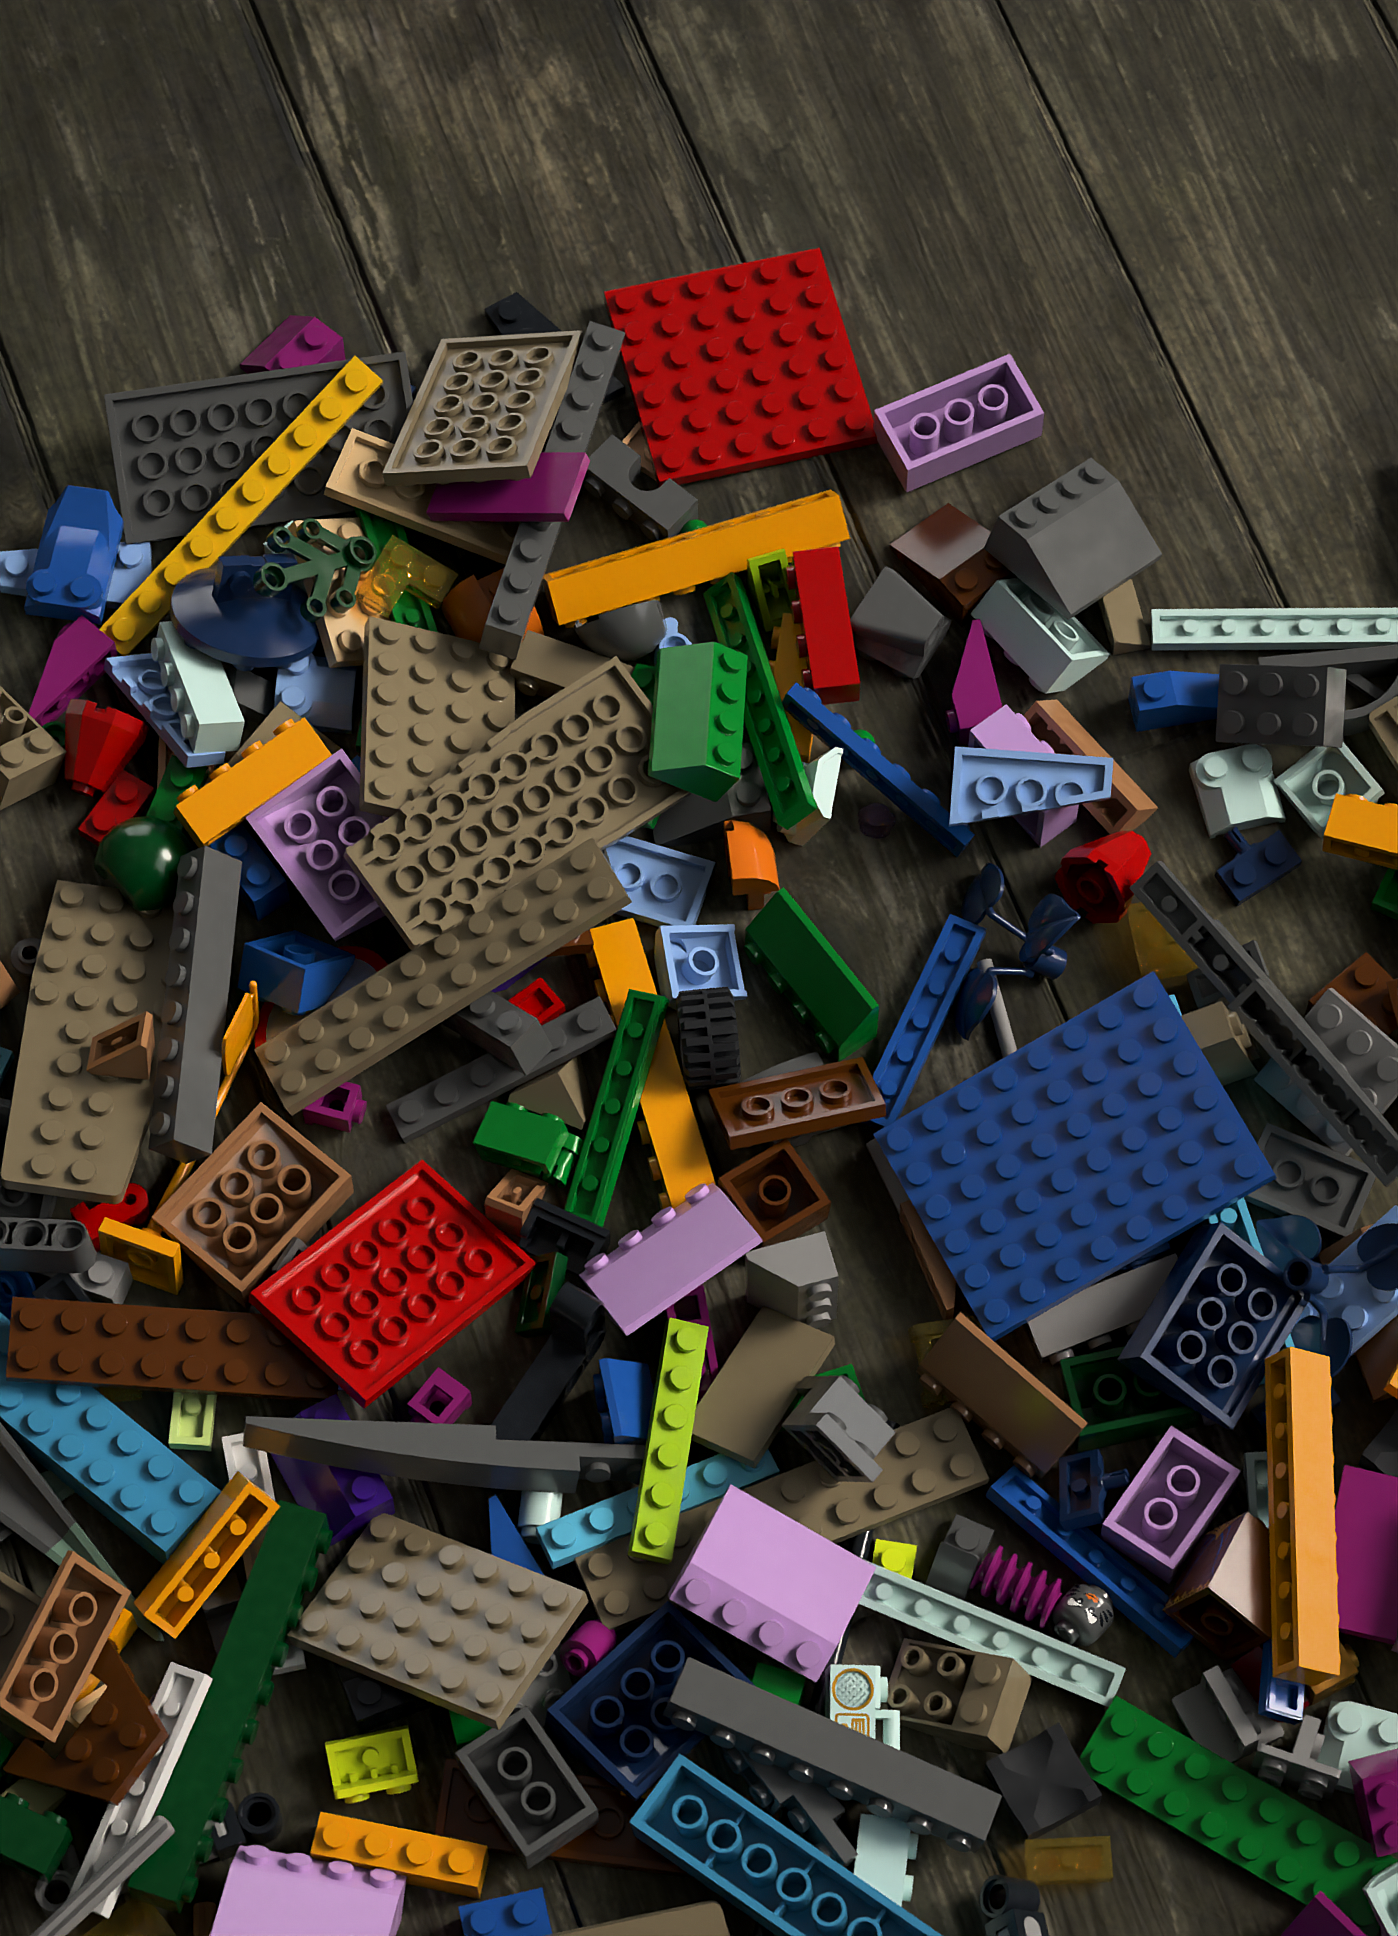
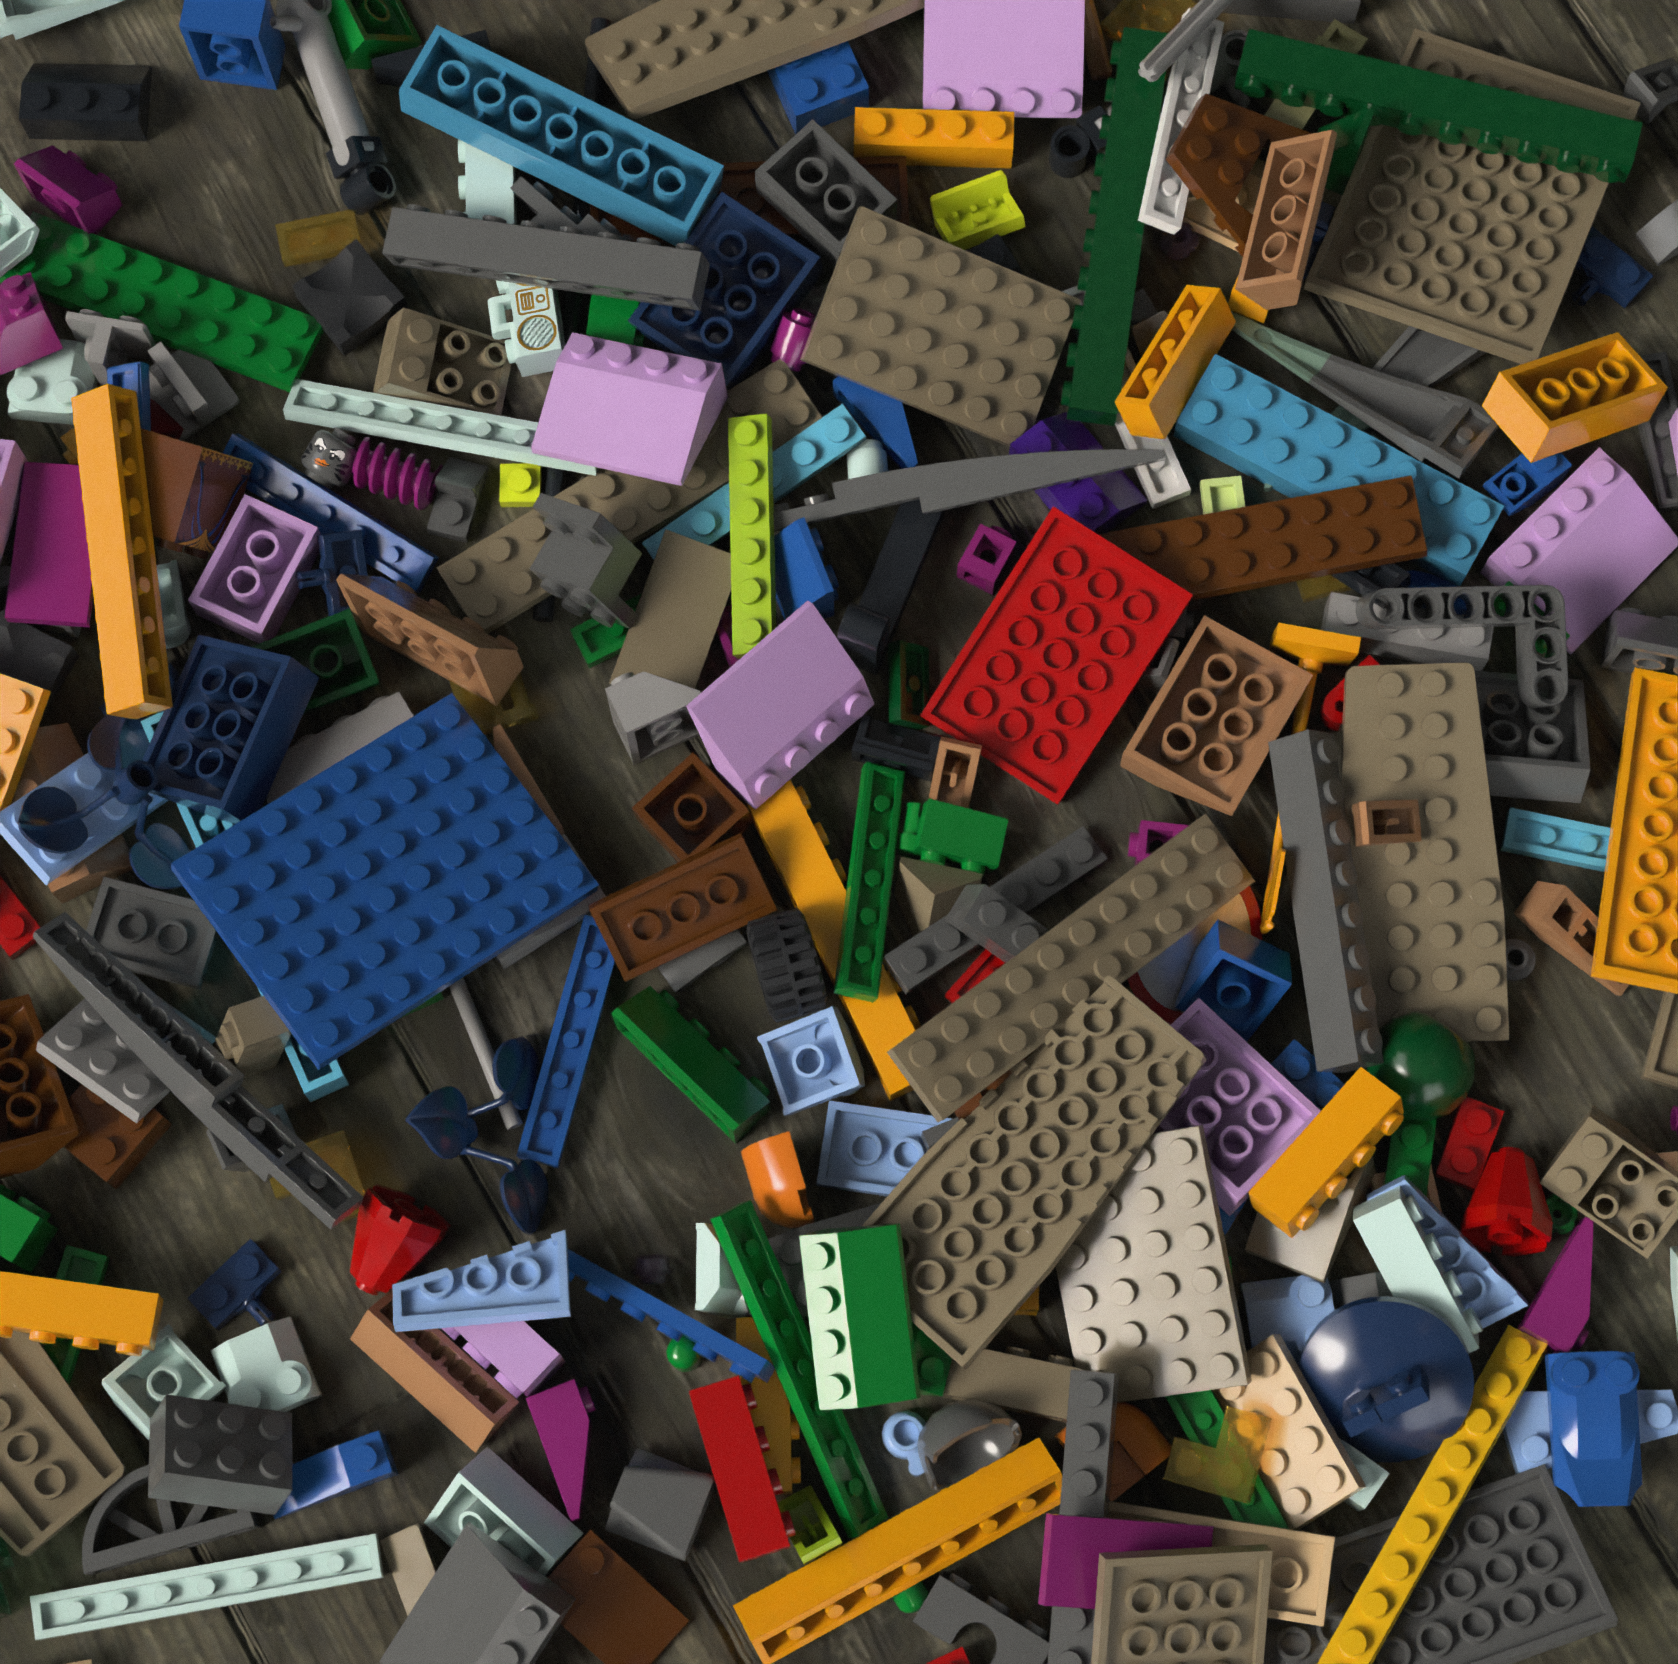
camera: 170 degrees right, 10 degrees up
(353, 554) = (1315, 1427): dark green plant -> none

